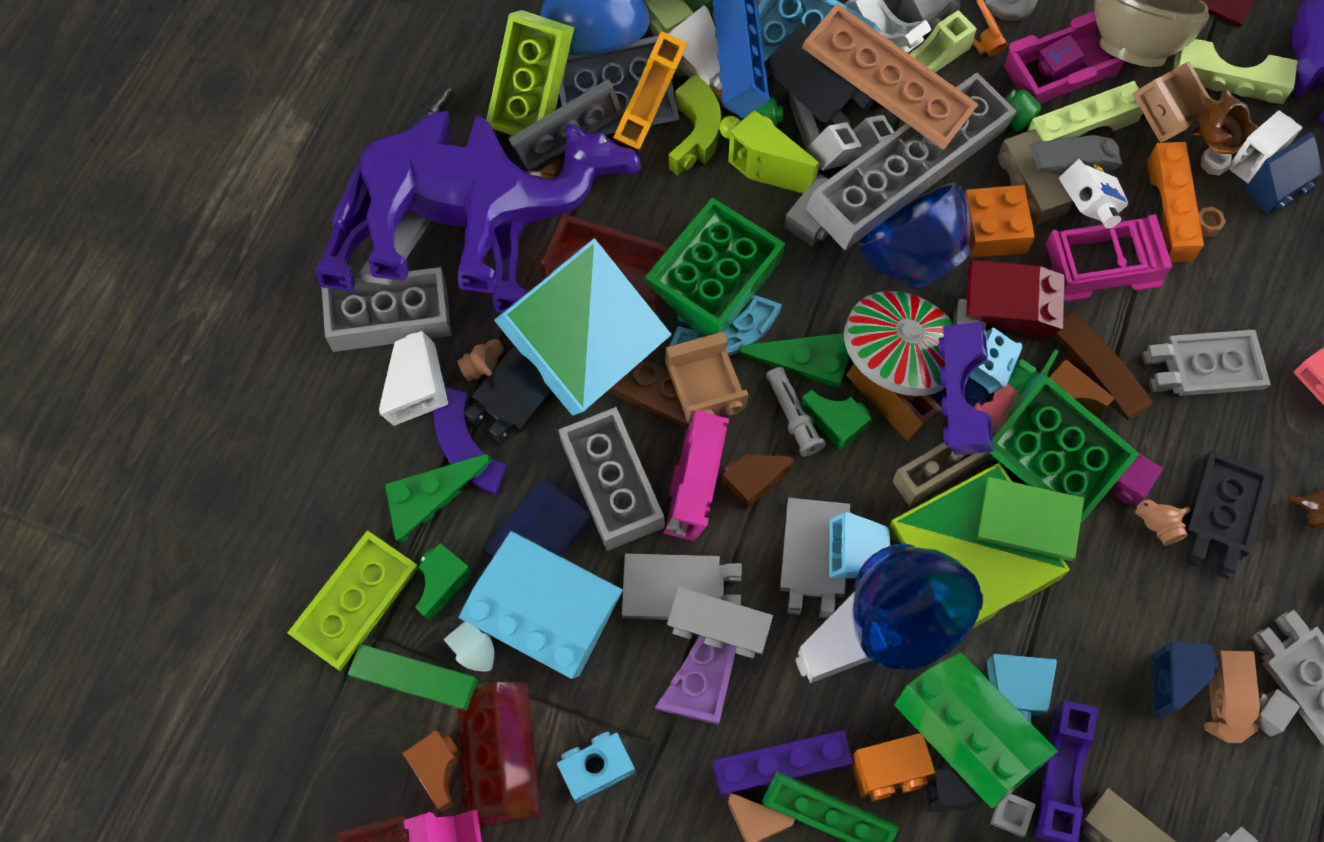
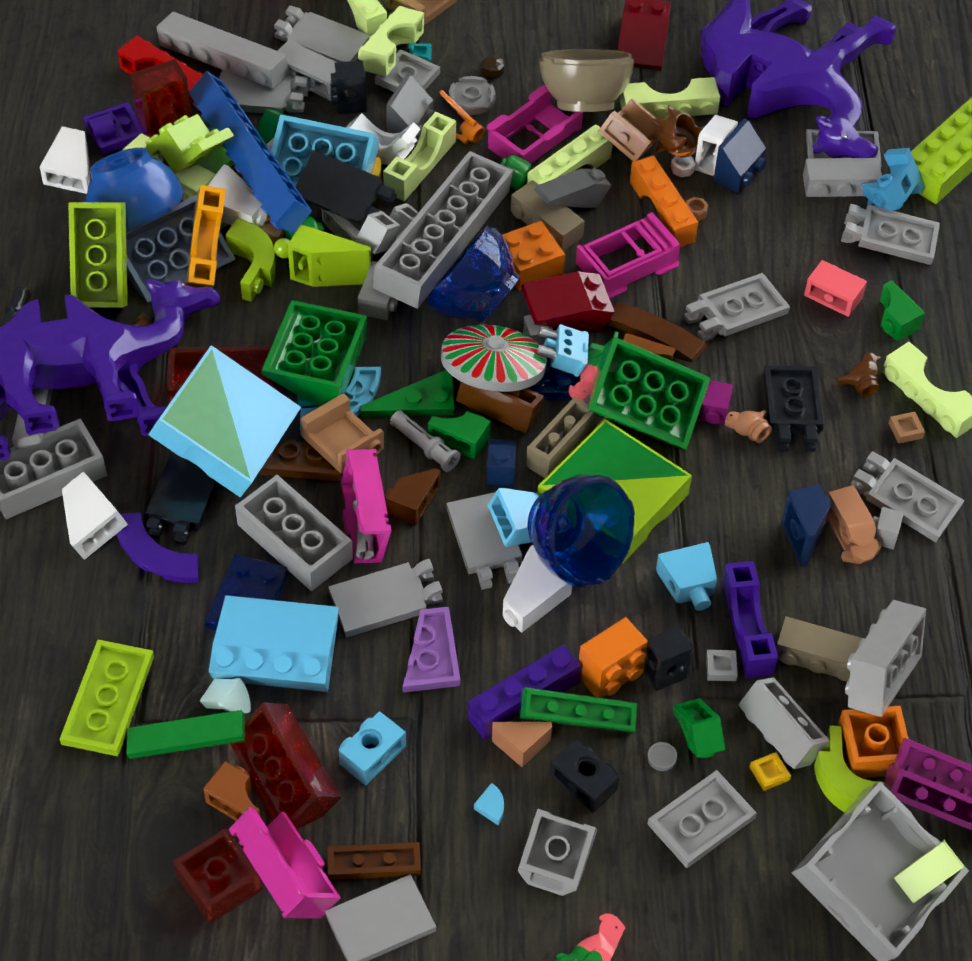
camera: 25 degrees left, 15 degrees down
(421, 495) = (133, 600): green wing -> none
(443, 579) = (179, 652): green arch -> none
(481, 360) = (142, 484): nougat animal -> none
(548, 137) = (132, 295): dark grey tile -> none
(719, 622) = (430, 601): light grey brick -> none
(867, 466) = (501, 463): none -> dark blue slope
(890, 76) = (402, 167): nougat plate -> none
(964, 351) = (569, 391): dark purple arch -> none
(974, 728) = (662, 601): green slope -> none
(1030, 519) = (645, 448): bright green tile -> none
(1060, 59) = (531, 126): magenta brick -> none
(1095, 192) = (609, 213): white torso -> none

